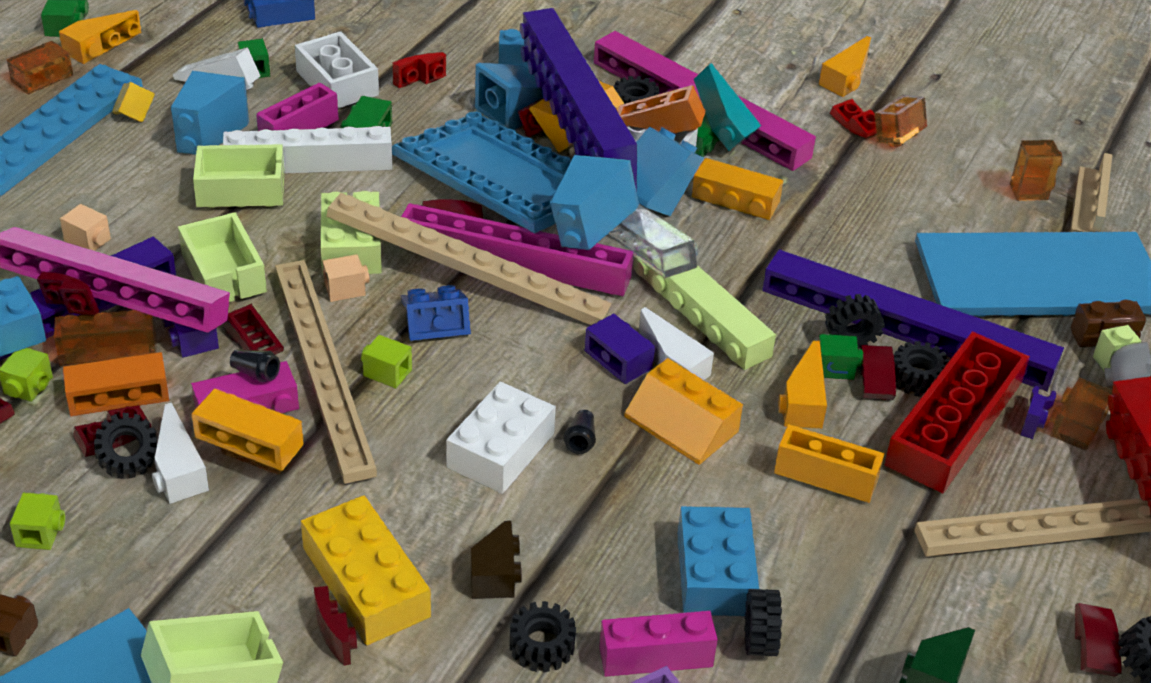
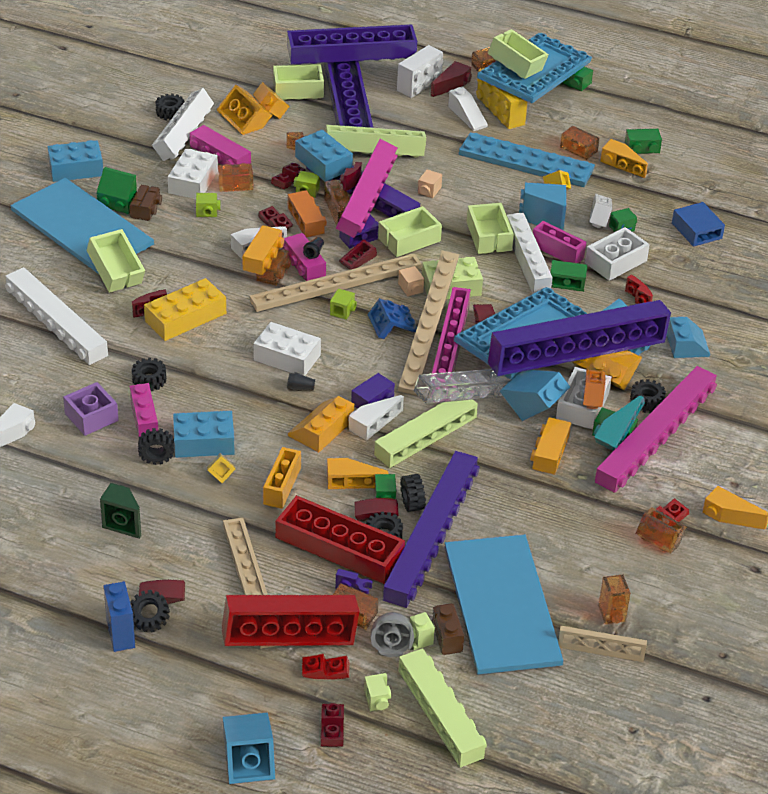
camera: 85 degrees right, 0 degrees up
(125, 426) = (255, 214): black tyre -> none
(494, 565) = (196, 353): dark brown slope -> none
(593, 200) = (464, 345): dark azure slope -> none
(796, 545) = (221, 468): none -> yellow panel

